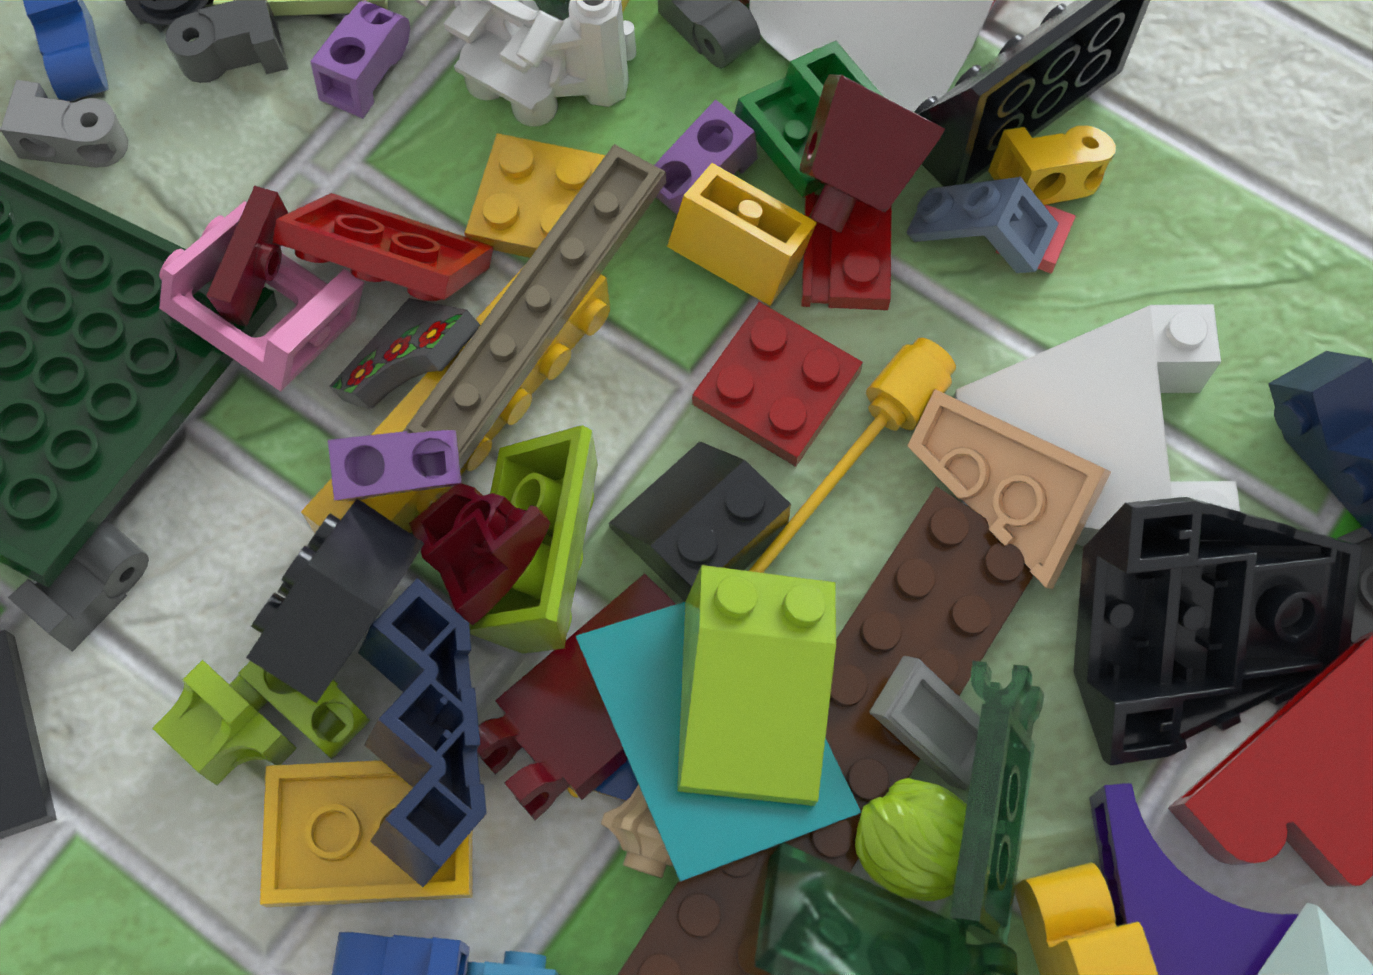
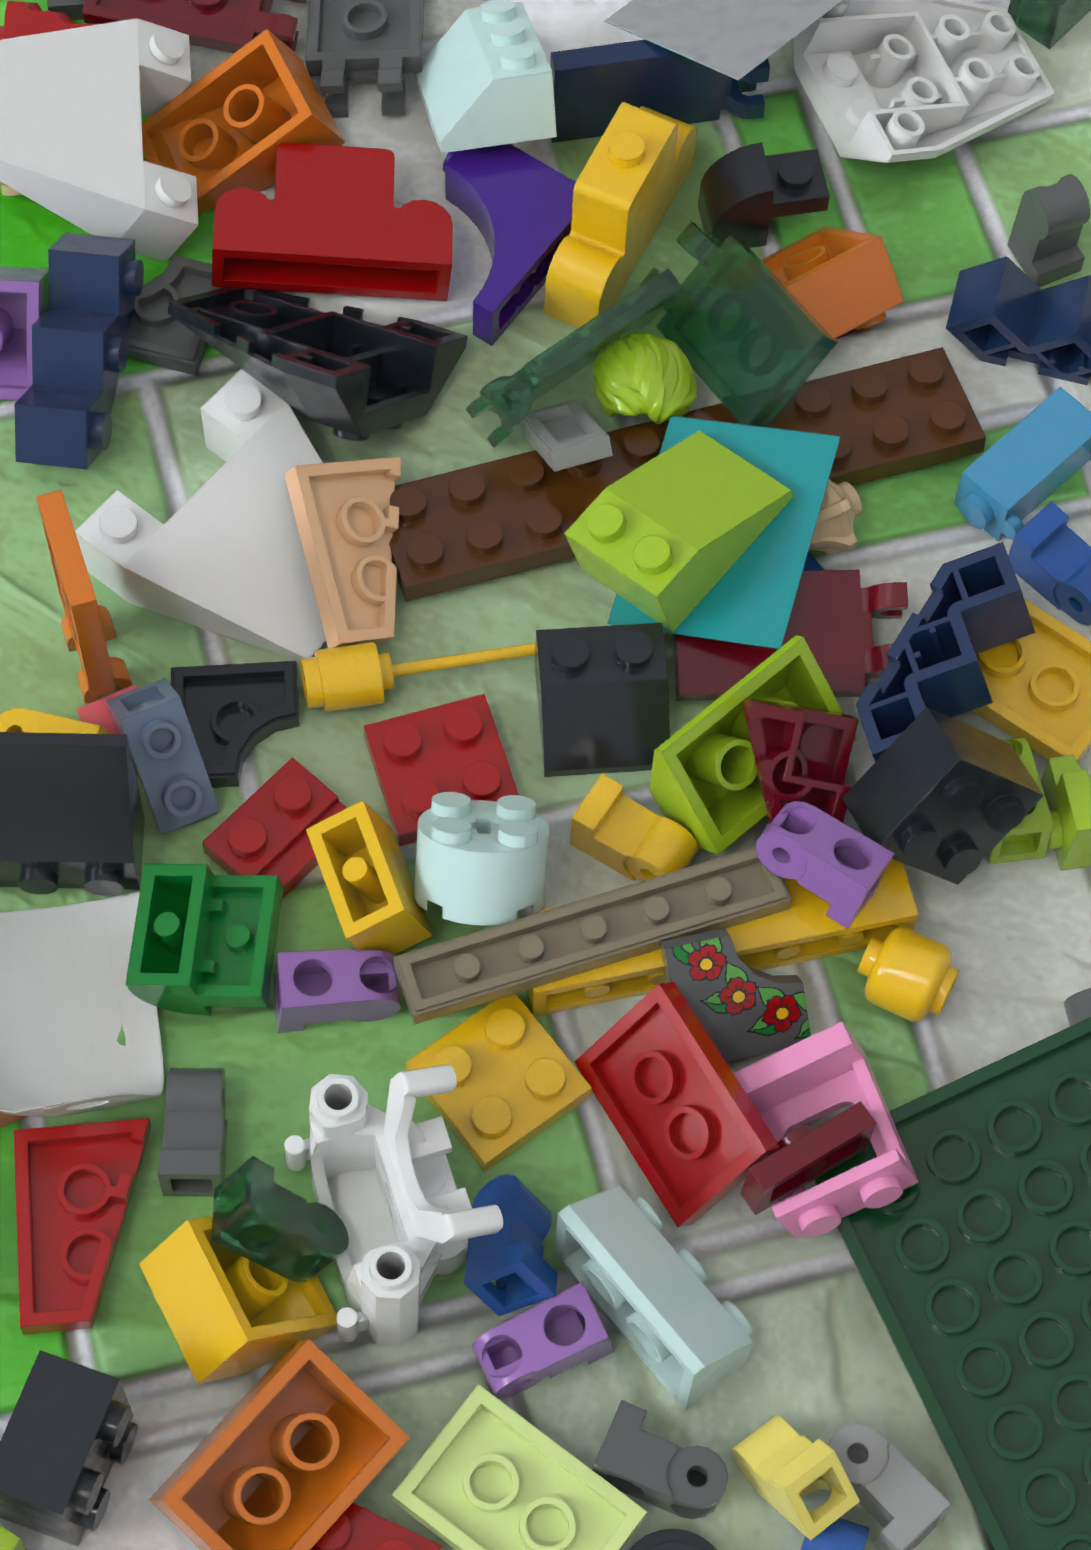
camera: 145 degrees left, 5 degrees down
(125, 78) = (788, 1468): none -> light yellow leg
(281, 478) = (908, 974): none -> yellow head
(304, 111) = (652, 1293): none -> light aqua slope
(428, 78) = (513, 1253): none -> blue leg
(609, 417) = (629, 835): none -> yellow leg
(677, 323) = (481, 858): none -> light aqua brick
(862, 150) = (217, 838): dark red torso -> none
(972, 300) = (235, 710): none -> black tile
(1138, 211) = (85, 622): none -> orange tile

